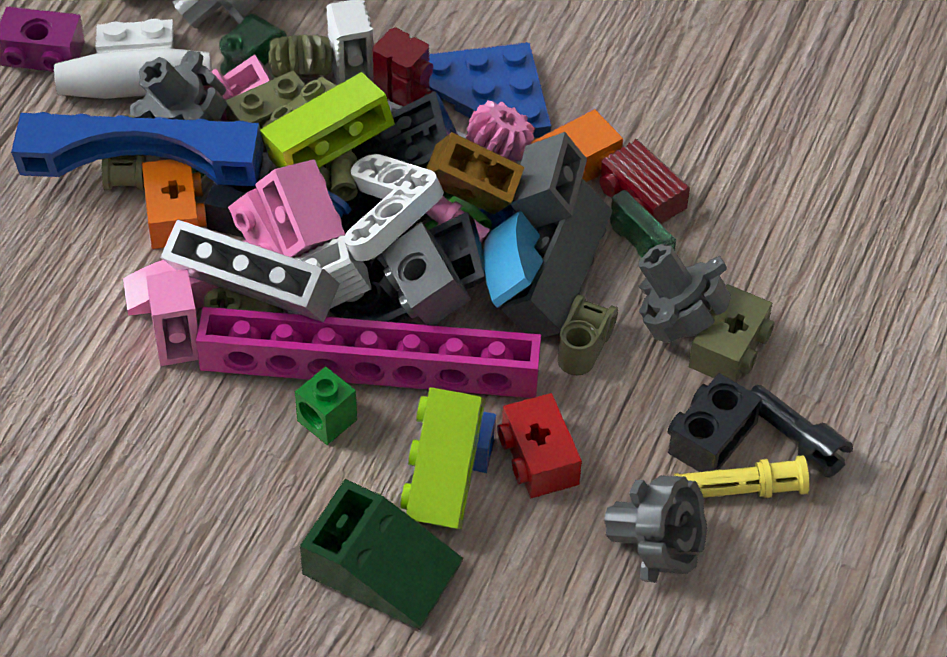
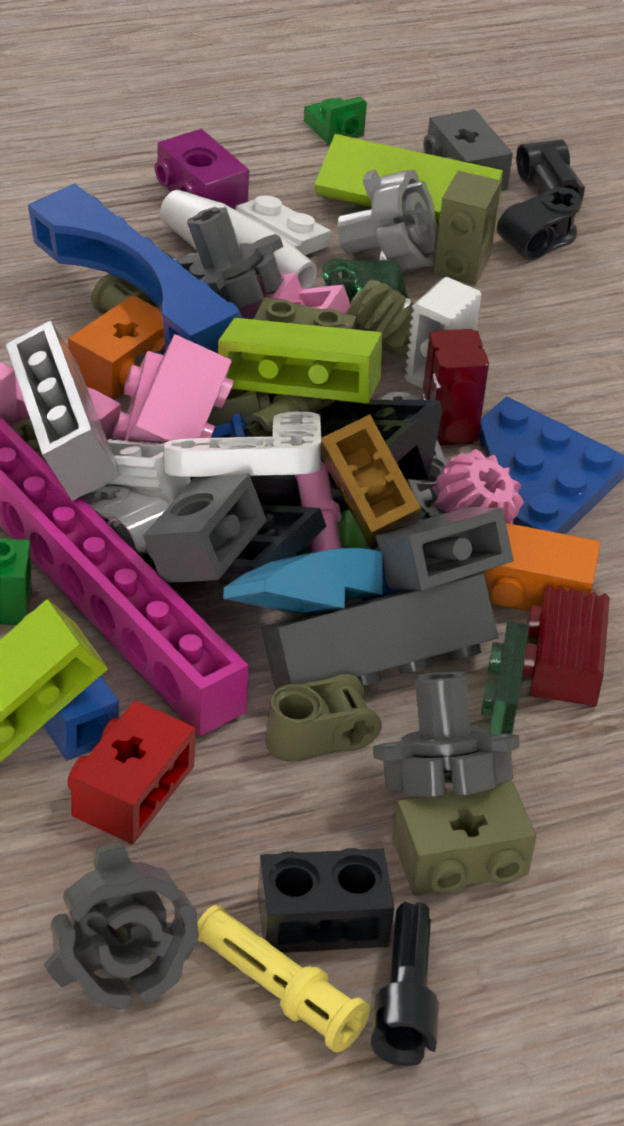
camera: 45 degrees right, 10 degrees down
(365, 301) = (127, 513): none -> light grey piece

